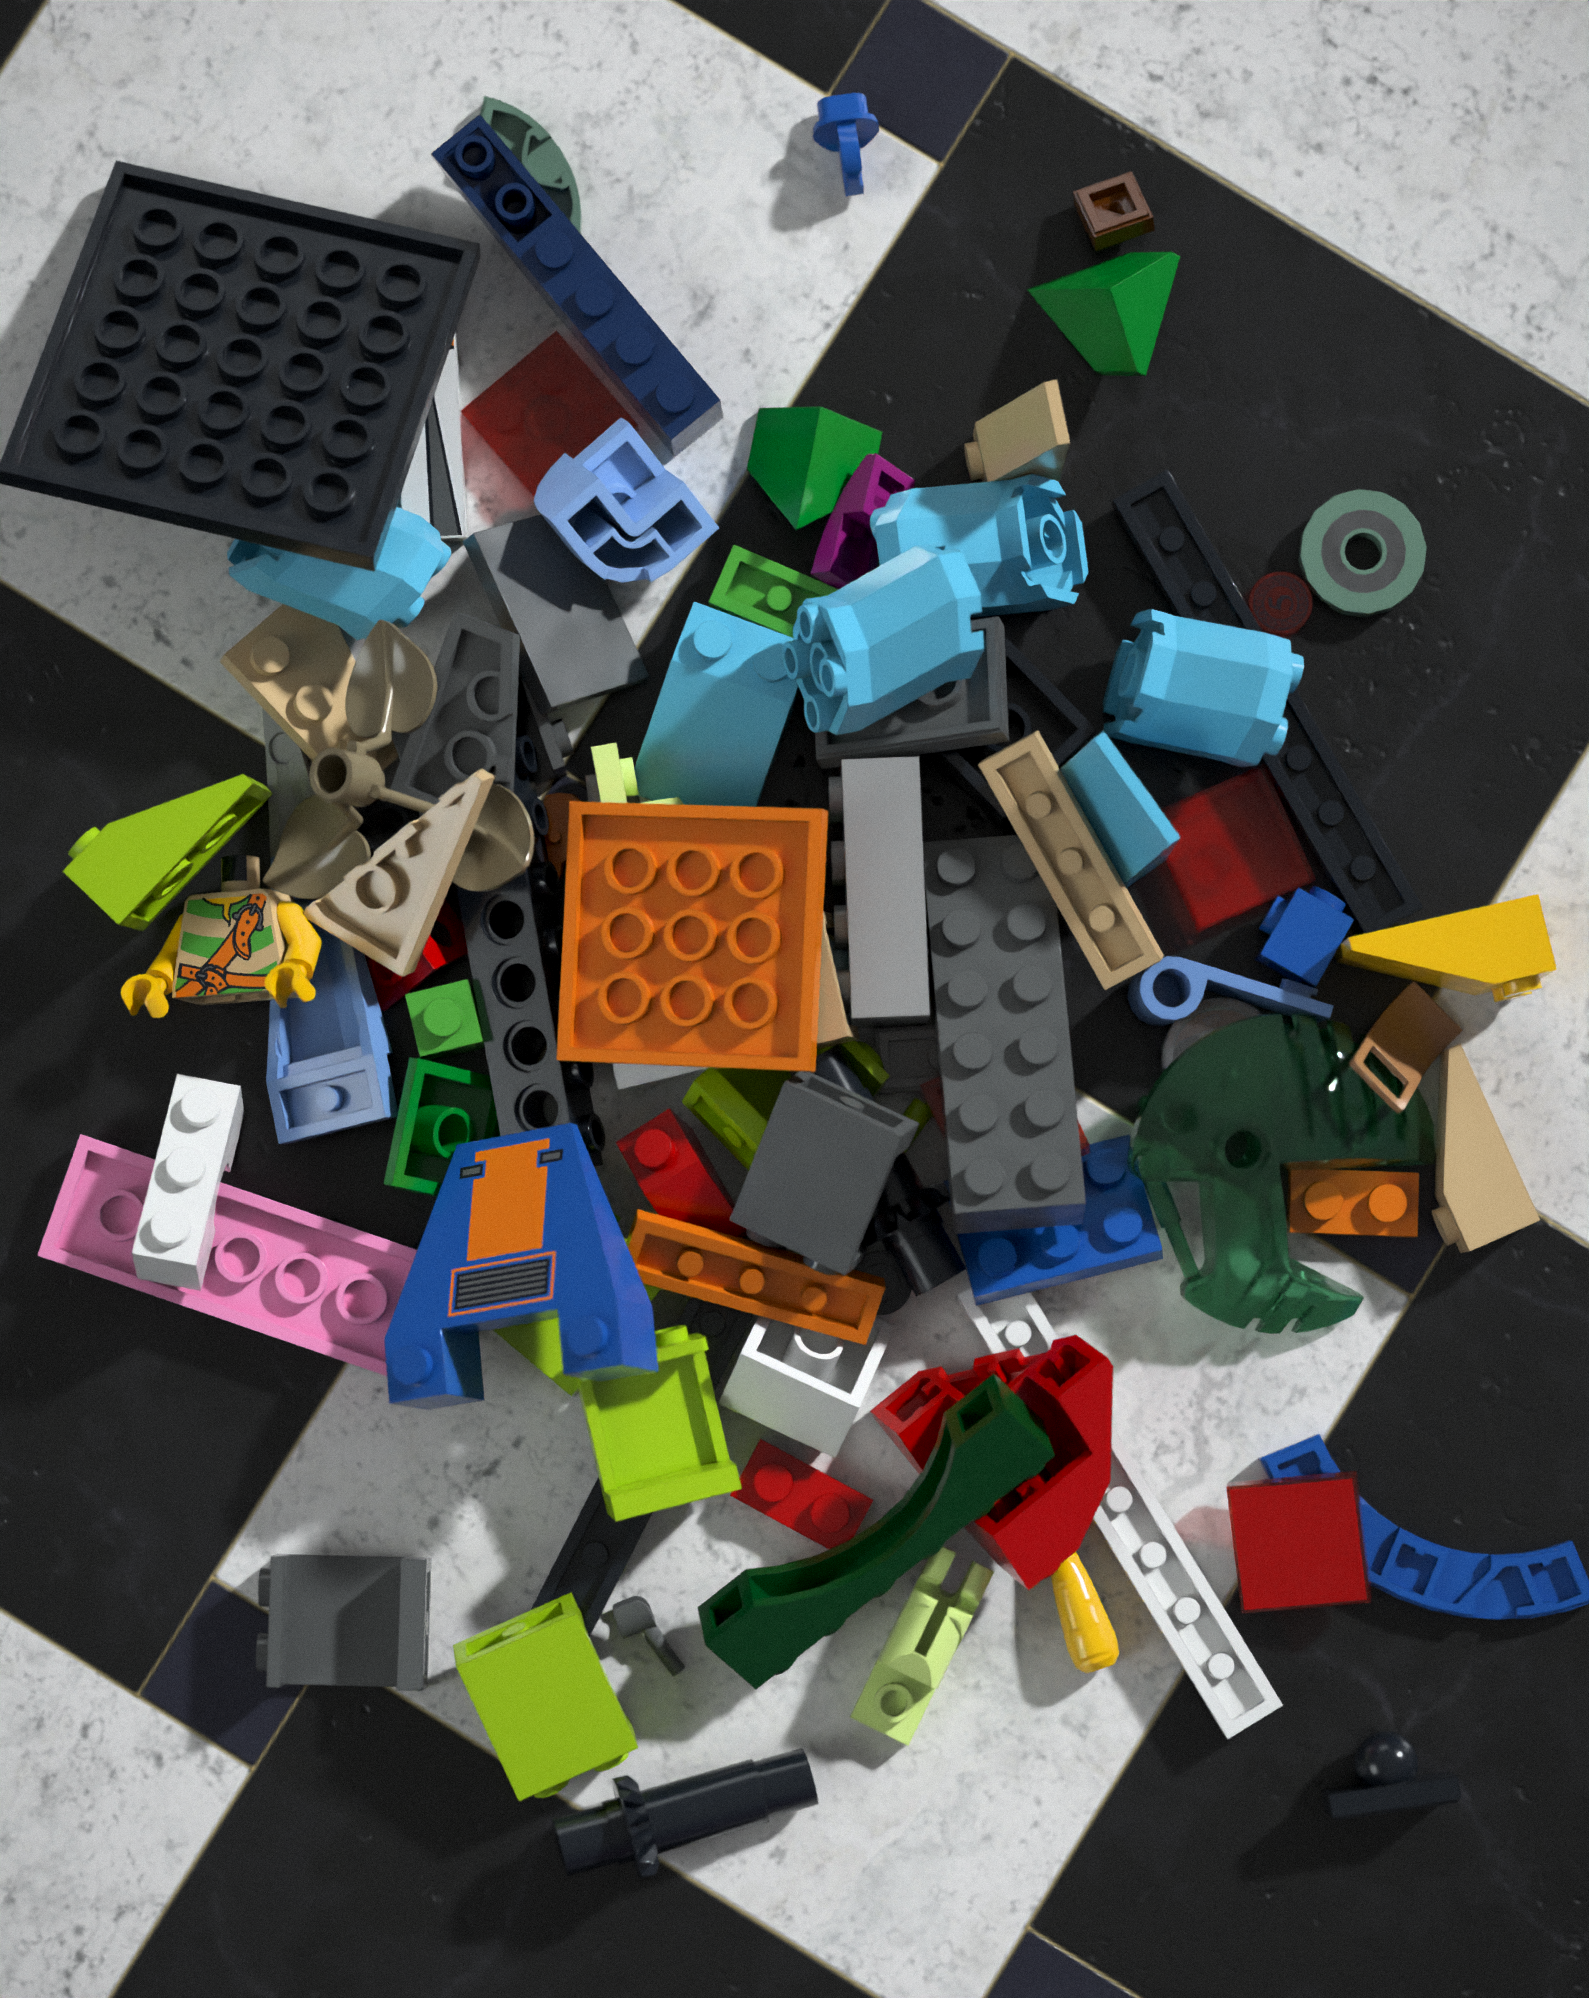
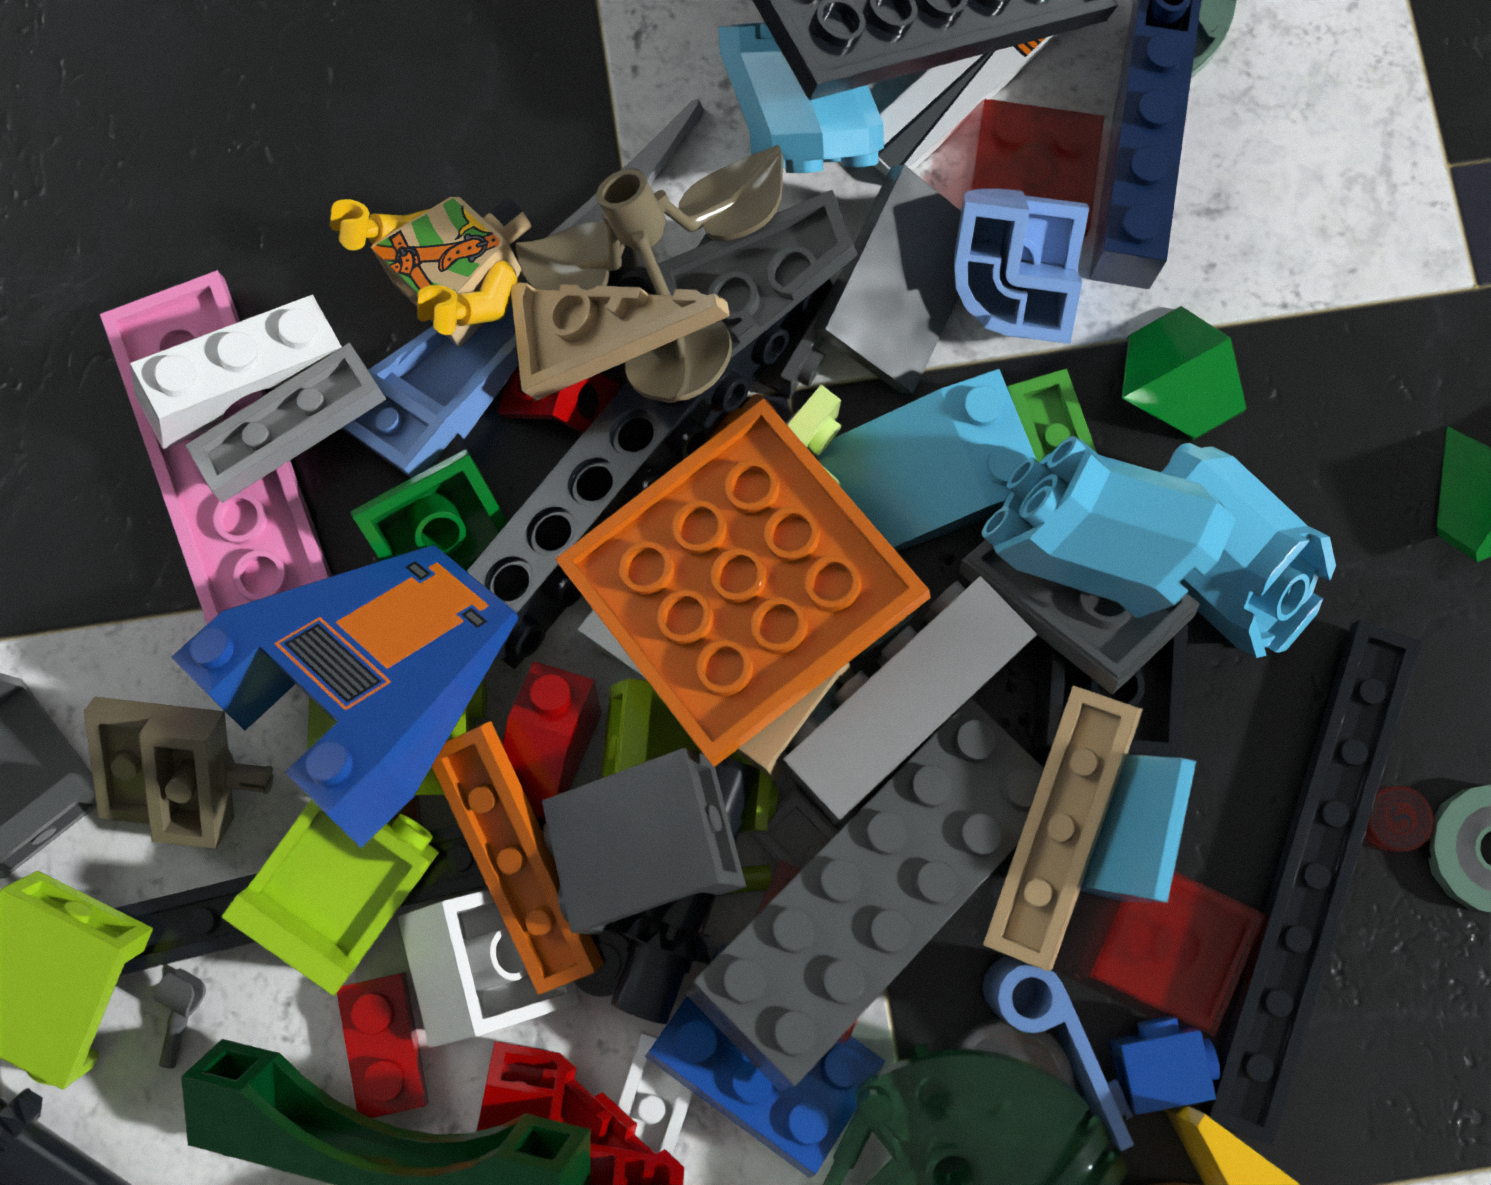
camera: 50 degrees right, 5 degrees down
(151, 856) = (468, 146): lime slope -> none
(263, 1177) = (285, 422): none -> light grey plate
(301, 678) = (687, 137): tan wing -> none
(445, 1020) = (520, 455): bright green brick -> none
(459, 1486) = (167, 769): none -> dark tan plate
(845, 128) = (1439, 195): blue piece -> none
(847, 542) = (1155, 441): magenta slope -> none
(1021, 438) = (1356, 503): tan slope -> none
(1201, 689) = (1291, 817): medium azure brick -> none

